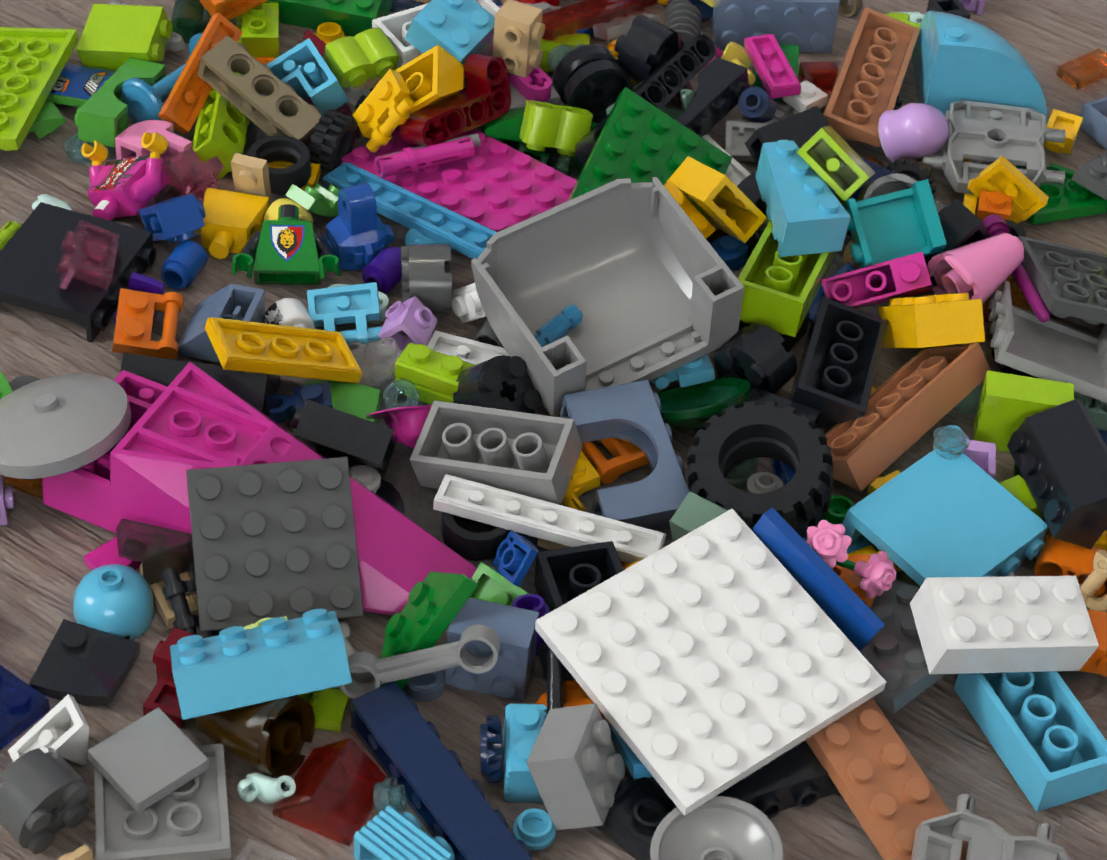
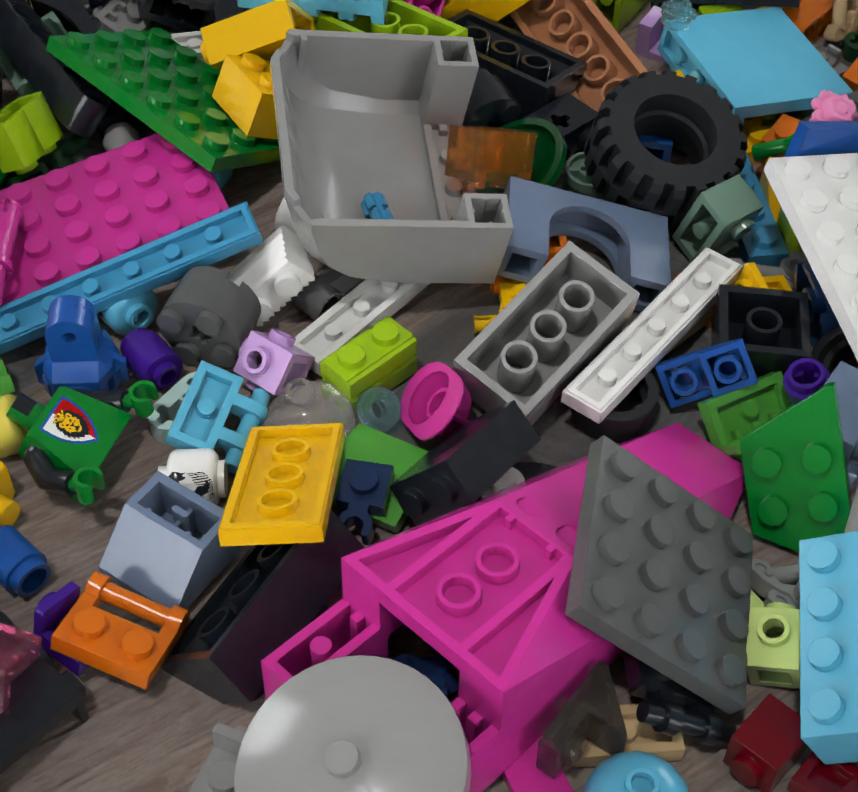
camera: 65 degrees left, 5 degrees up
(498, 385) = (445, 310): black brick -> none
(665, 362) = (489, 155): none -> clear orange brick

